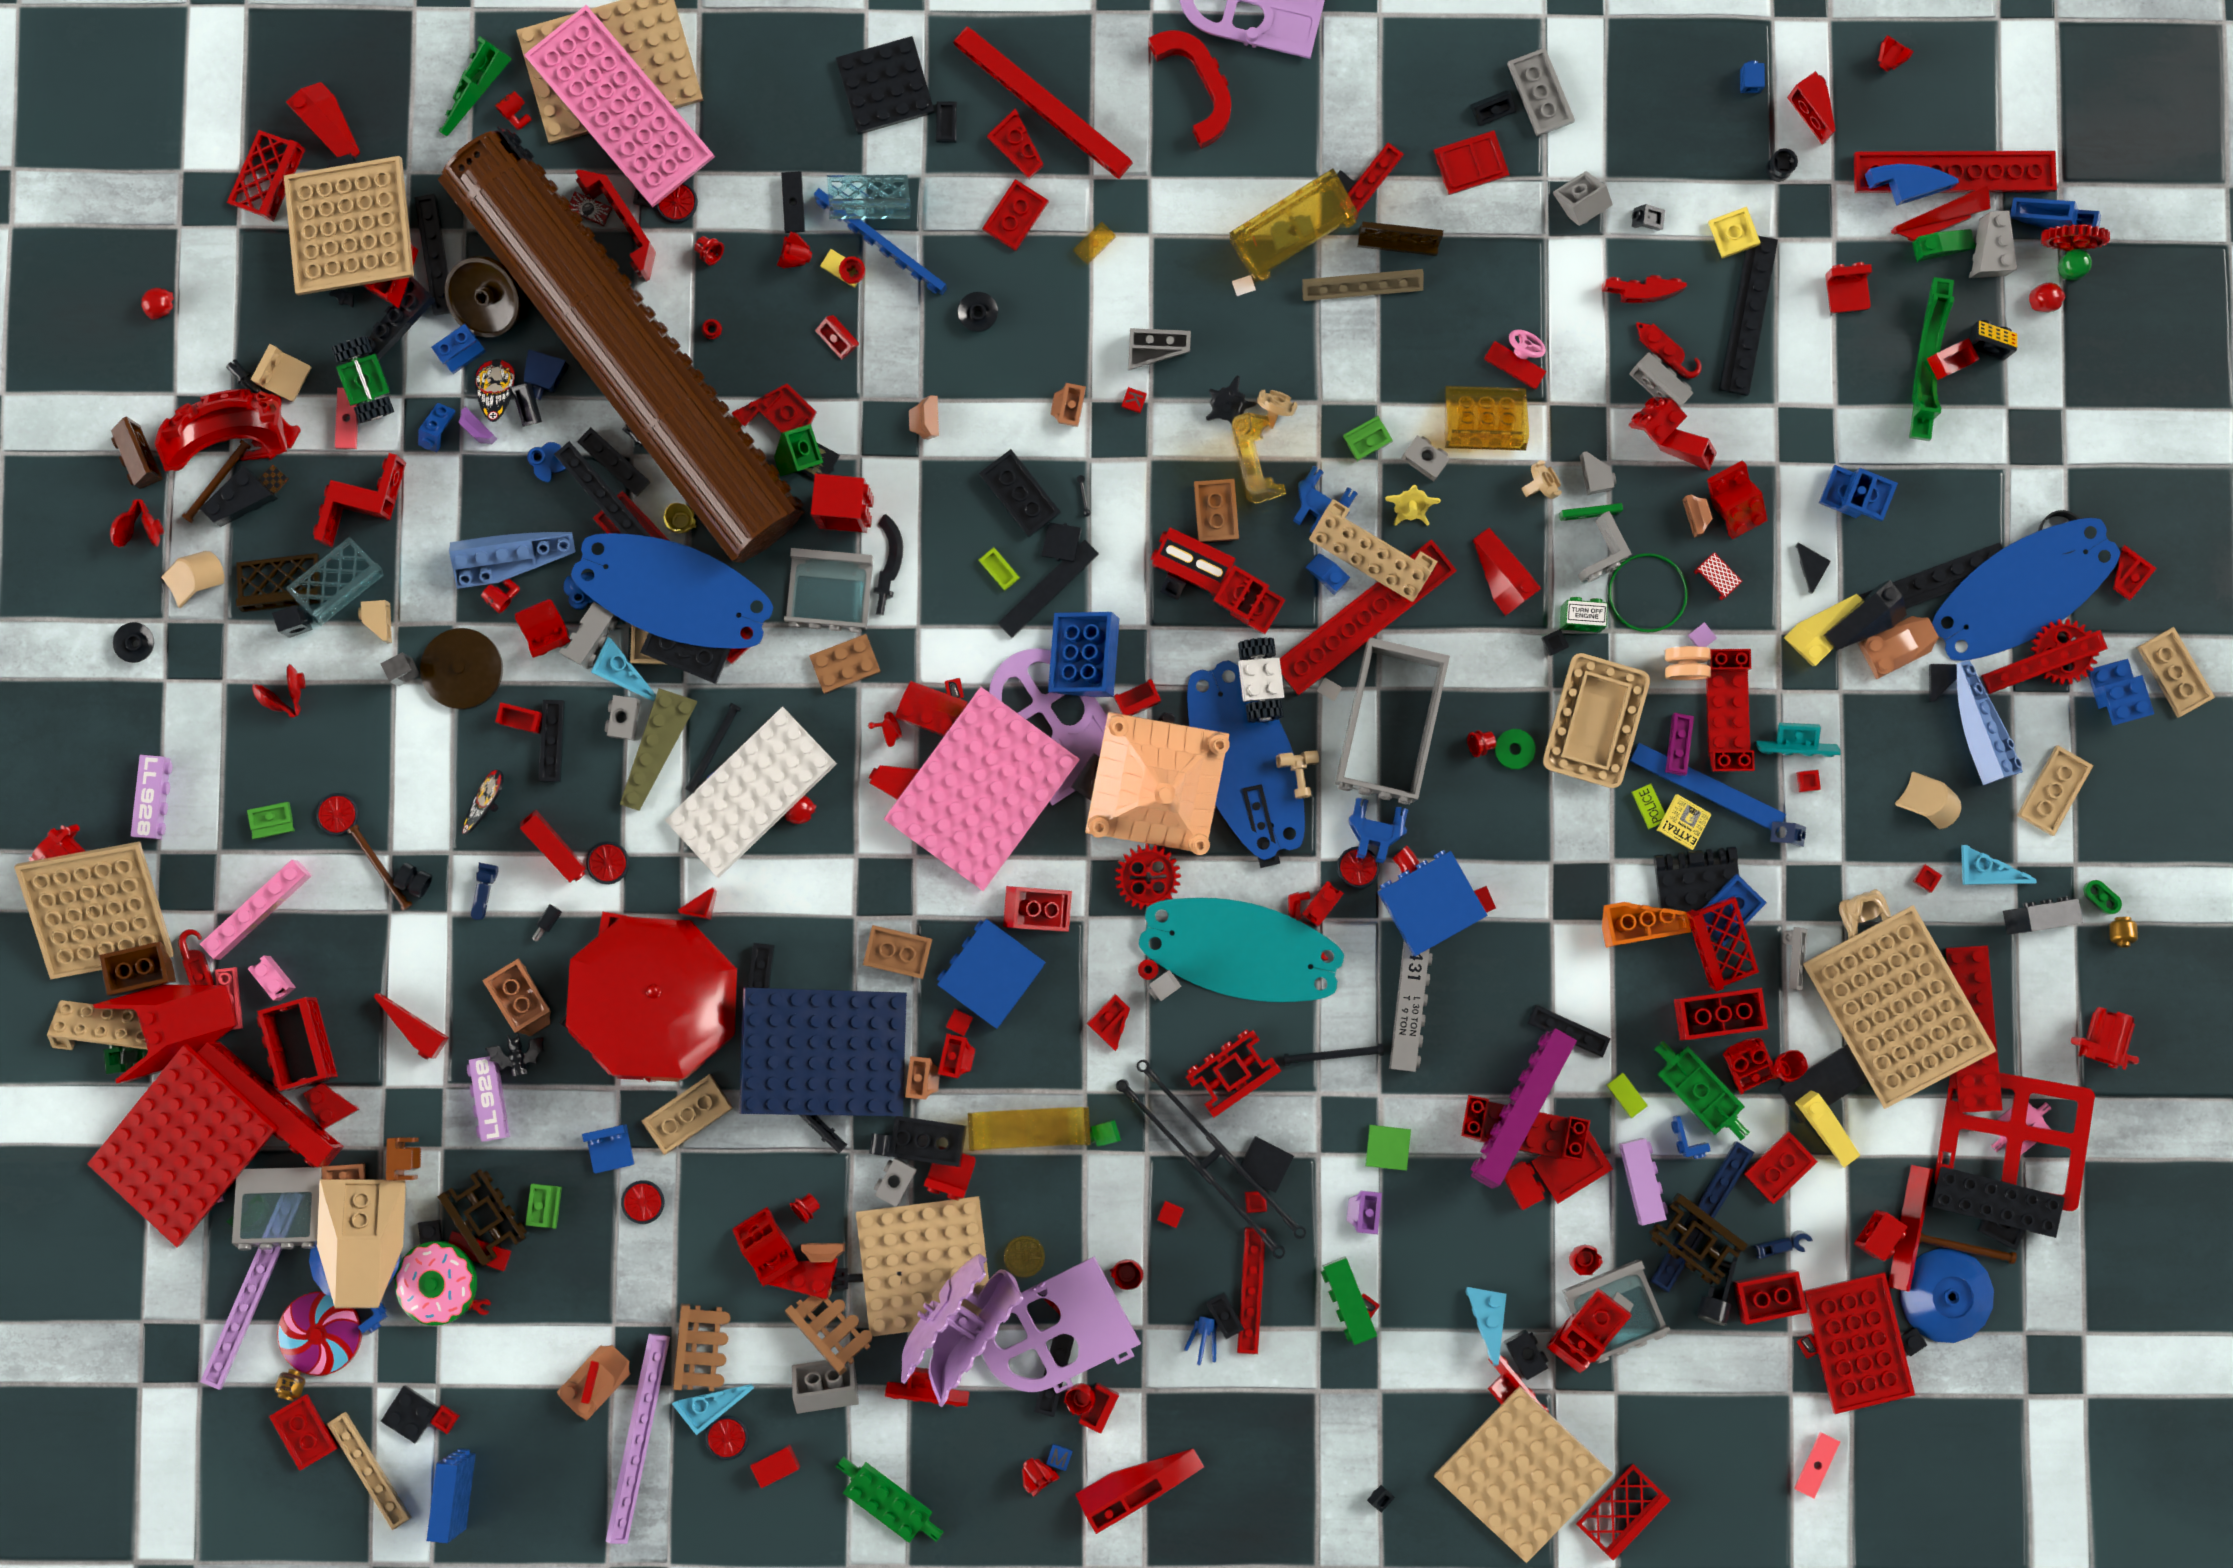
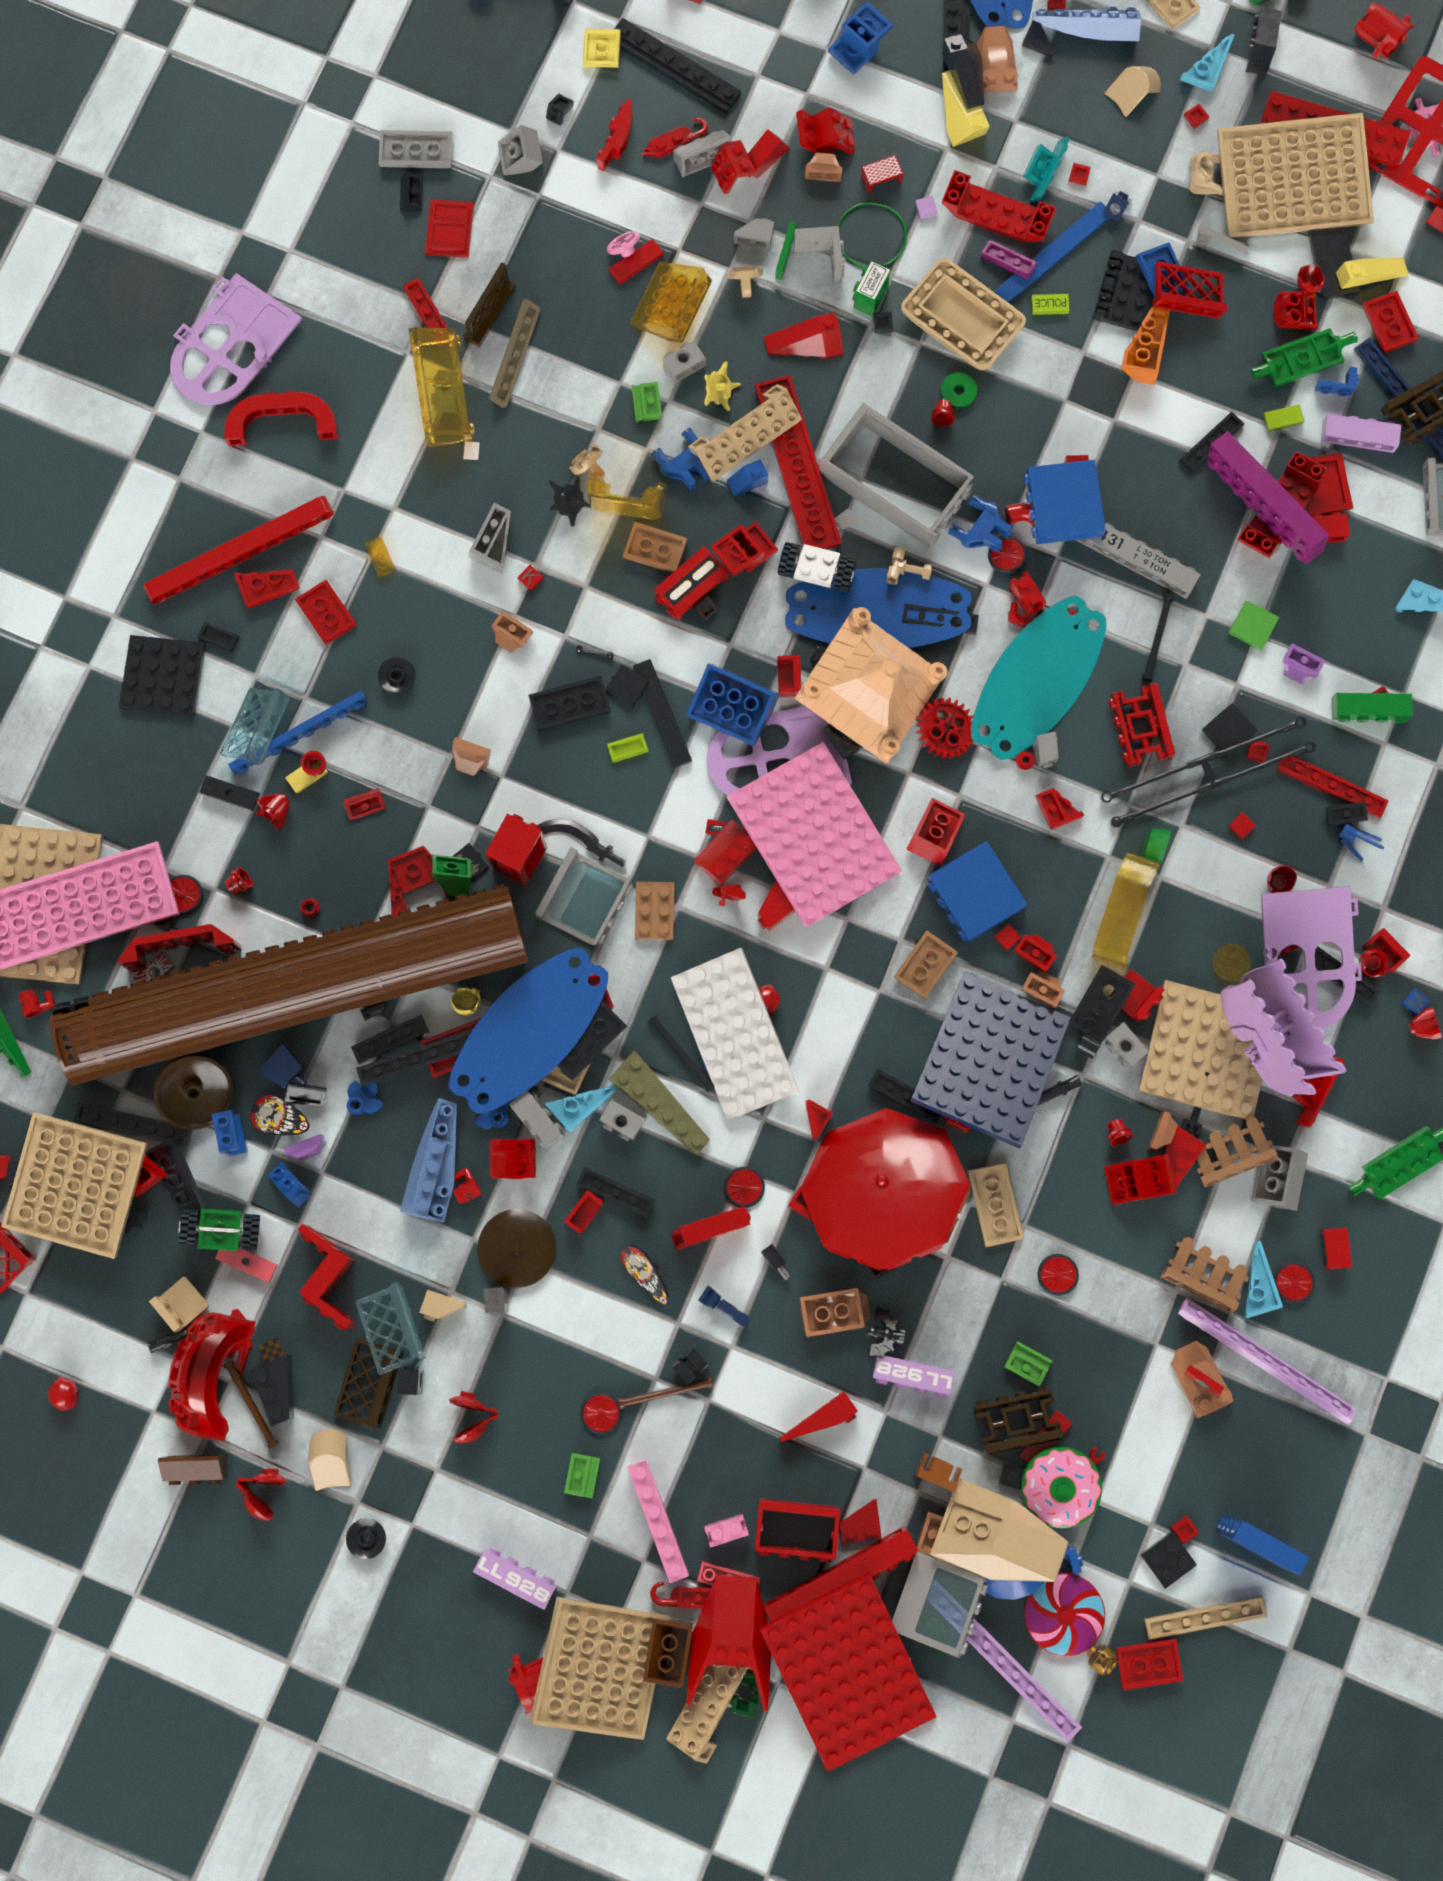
camera: 65 degrees left, 5 degrees down
(609, 1148) = (999, 1284): blue bracket -> none
(1585, 1260) = (1409, 504): red hair -> none
(1684, 822) = (1075, 281): light yellow tile -> none
(1687, 663) = (945, 223): light nougat wheel -> none
(1720, 1013) = (1248, 311): red brick -> none
(1812, 565) = (903, 100): black tile -> none

